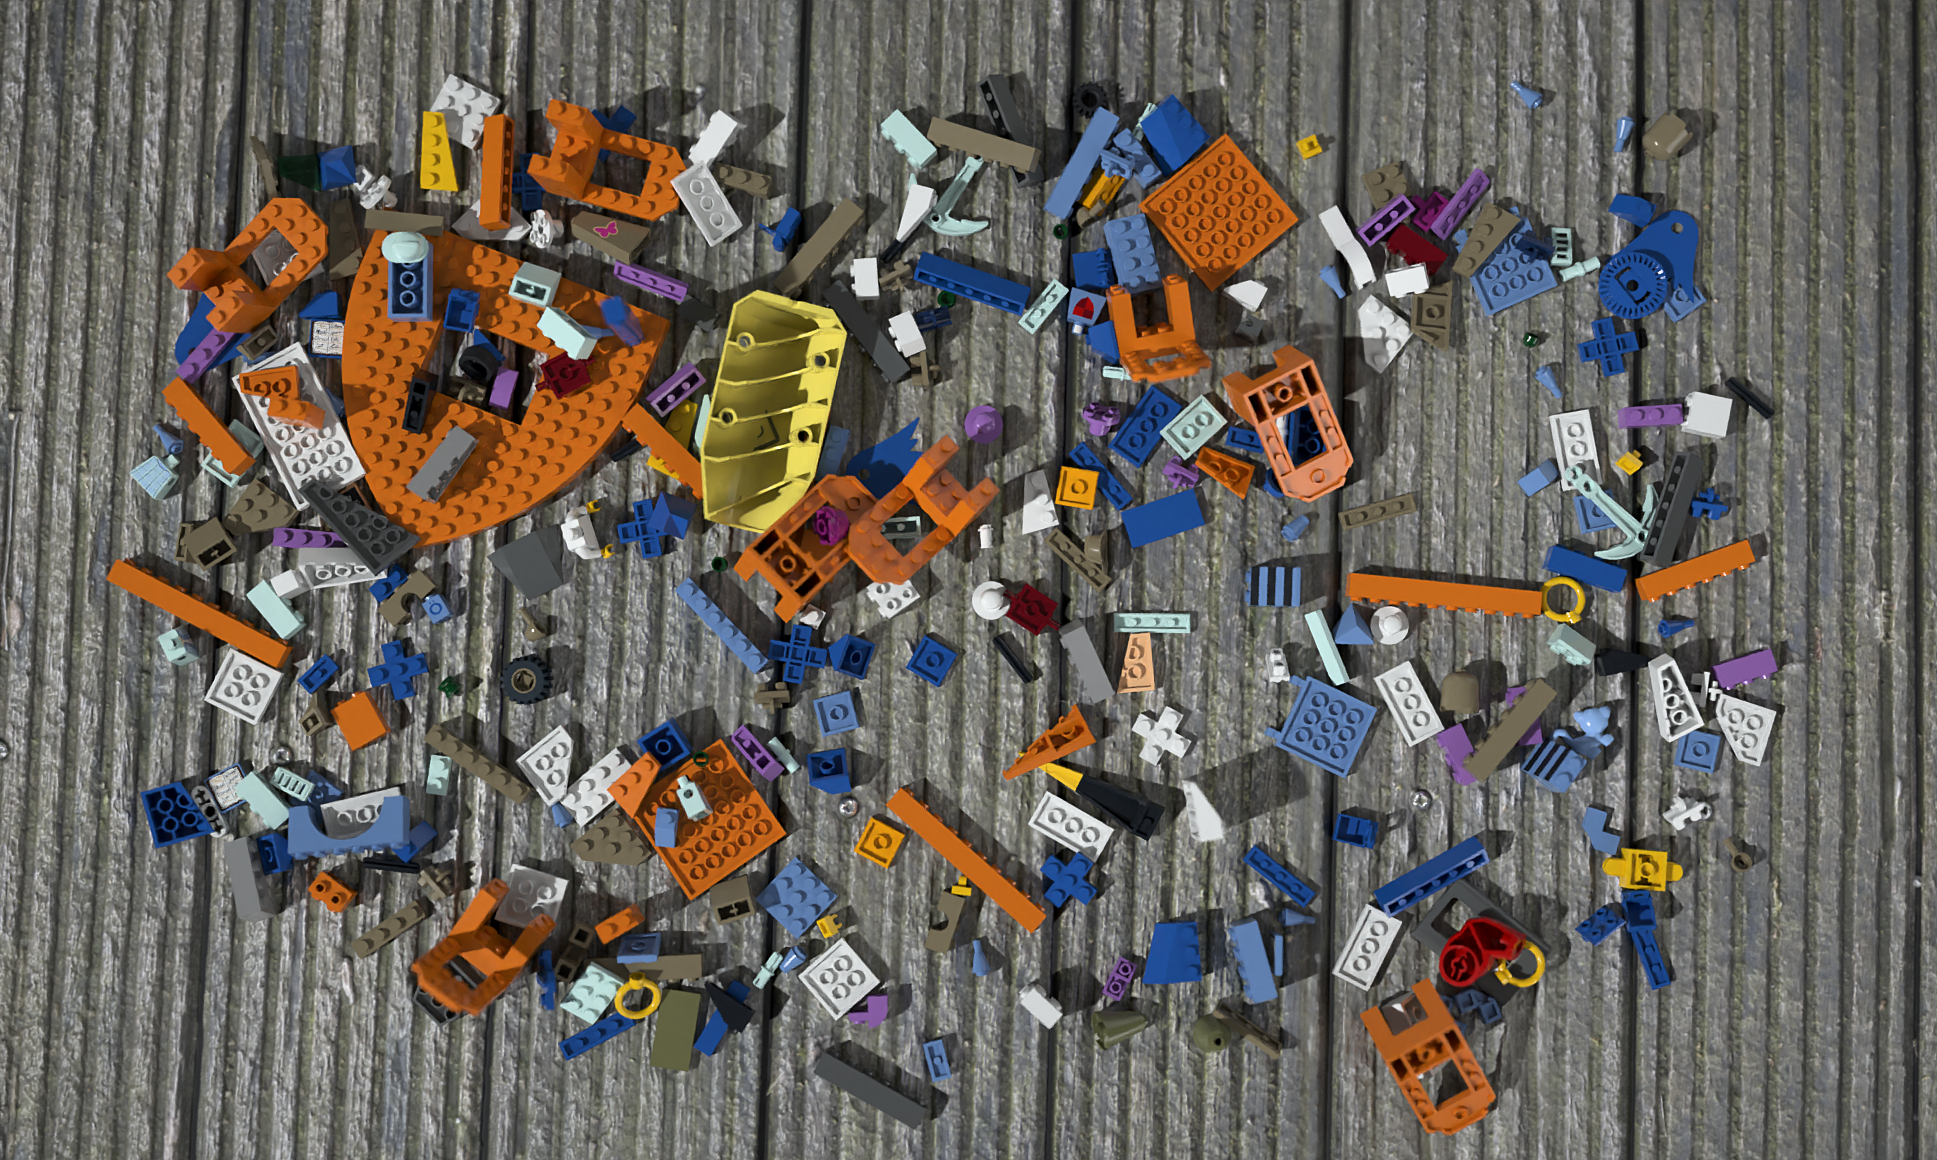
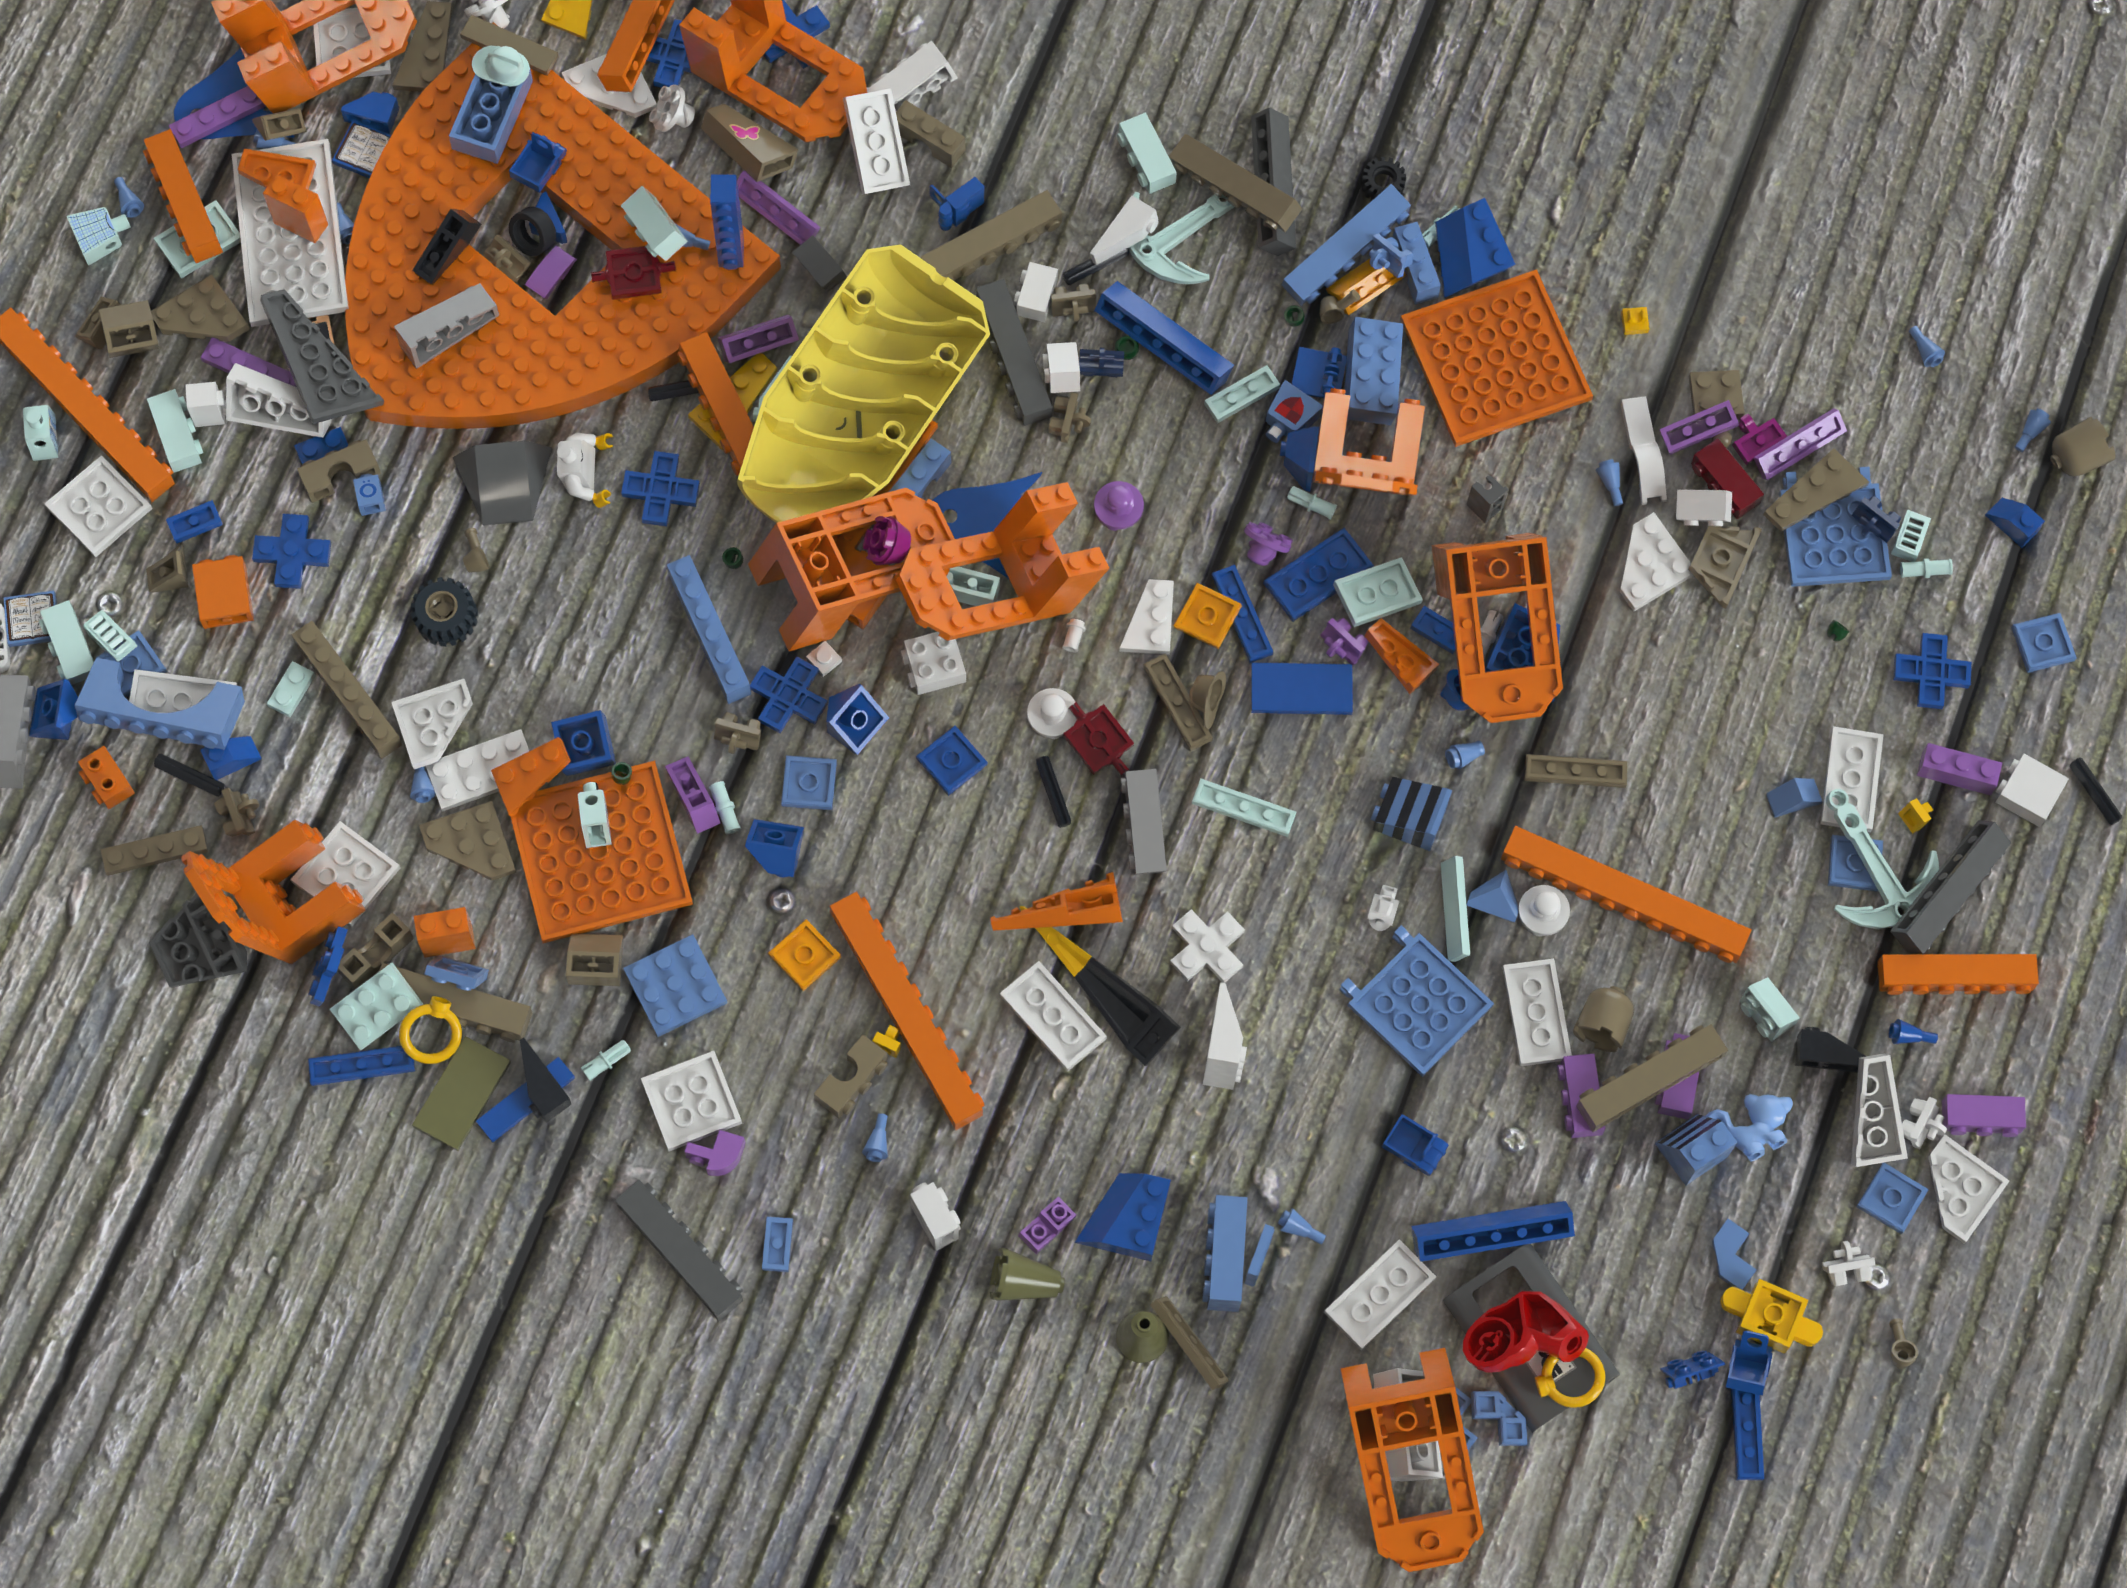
camera: 20 degrees right, 15 degrees down
(450, 687) = (347, 589): dark green wheel -> none
(535, 285) = (635, 162): light aqua slope -> none
(666, 826) = (547, 838): medium blue slope -> none
(672, 515) = (697, 481): blue slope -> none
(793, 959) = (642, 1057): medium blue cone -> none
(827, 925) = (701, 1030): yellow tile -> none
(1068, 879) = (1027, 1078): blue plate -> none
(1138, 665) = (1207, 853): light nougat wing -> none
(1246, 293) = (1498, 460): white slope -> none
(1279, 876) = (1297, 1169): blue tile -> none
(1546, 377) = (1843, 682): medium blue cone -> none
(1572, 616) = (1782, 977): yellow piece -> none
(1584, 569) = (1816, 924): blue brick -> none
(1649, 277) = (2006, 594): blue piece -> none
(1671, 250) = (2042, 583): blue piece -> none
(1715, 507) = (2008, 906): blue hips -> none

